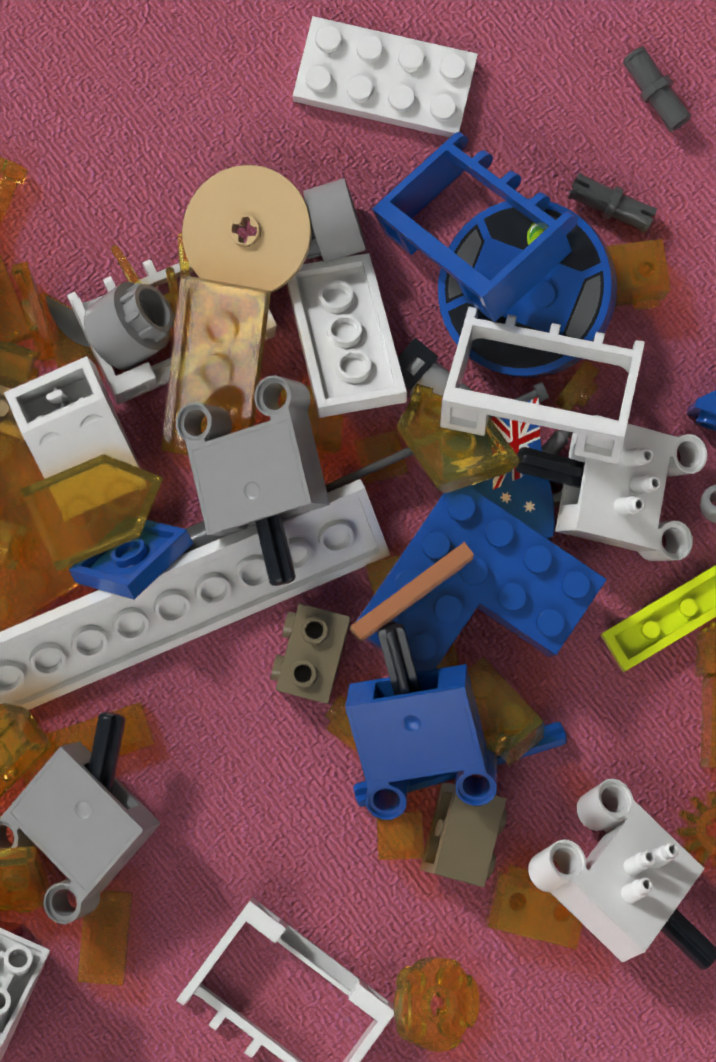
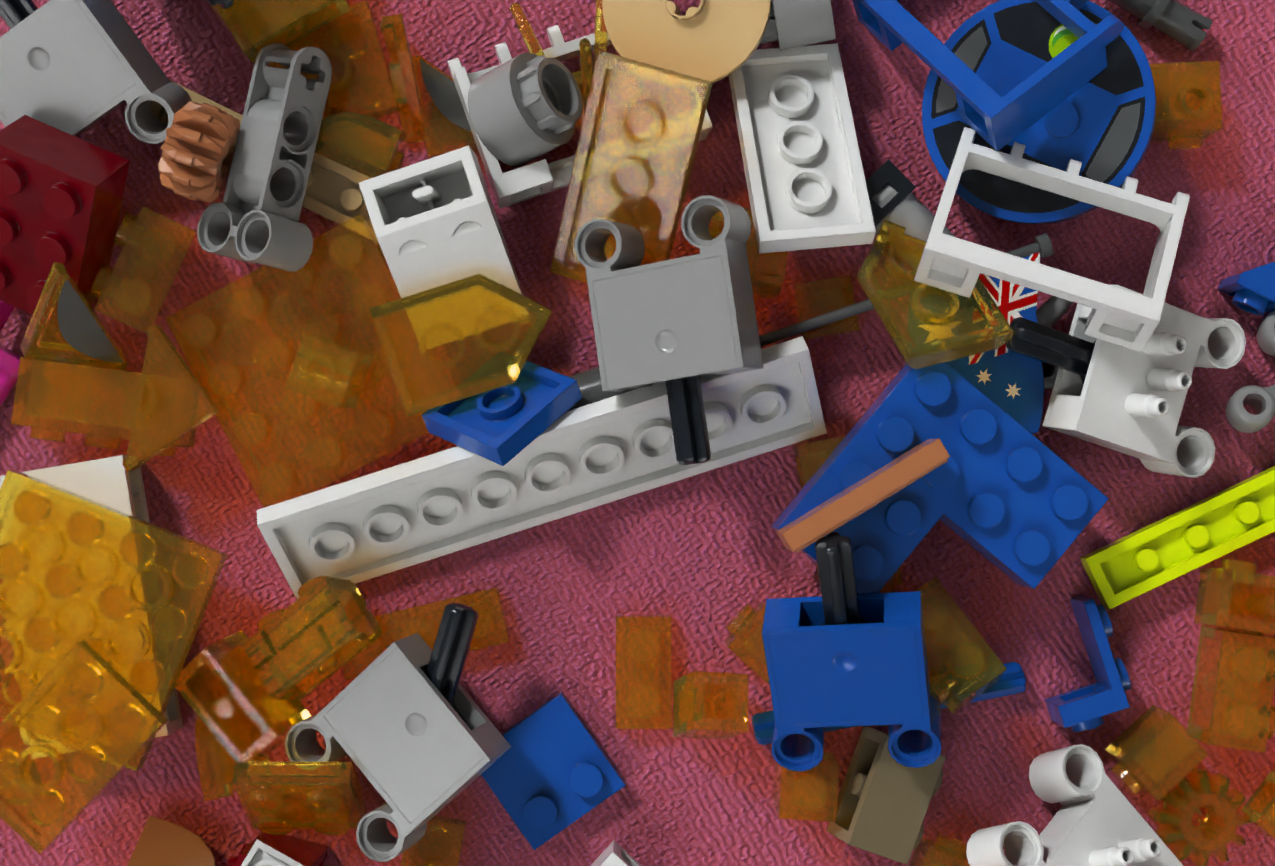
camera: 10 degrees right, 5 degrees up
(196, 845) = (551, 771): none -> blue plate
(263, 758) = (643, 672): none -> clear yellow plate
(311, 653) = (717, 549): dark tan brick -> none
(317, 777) = (710, 705): none -> clear yellow brick
(579, 388) = (1089, 243): clear yellow plate -> none
(615, 751) = (1086, 706): none -> blue bracket
(673, 782) = (1154, 753): none -> clear yellow brick

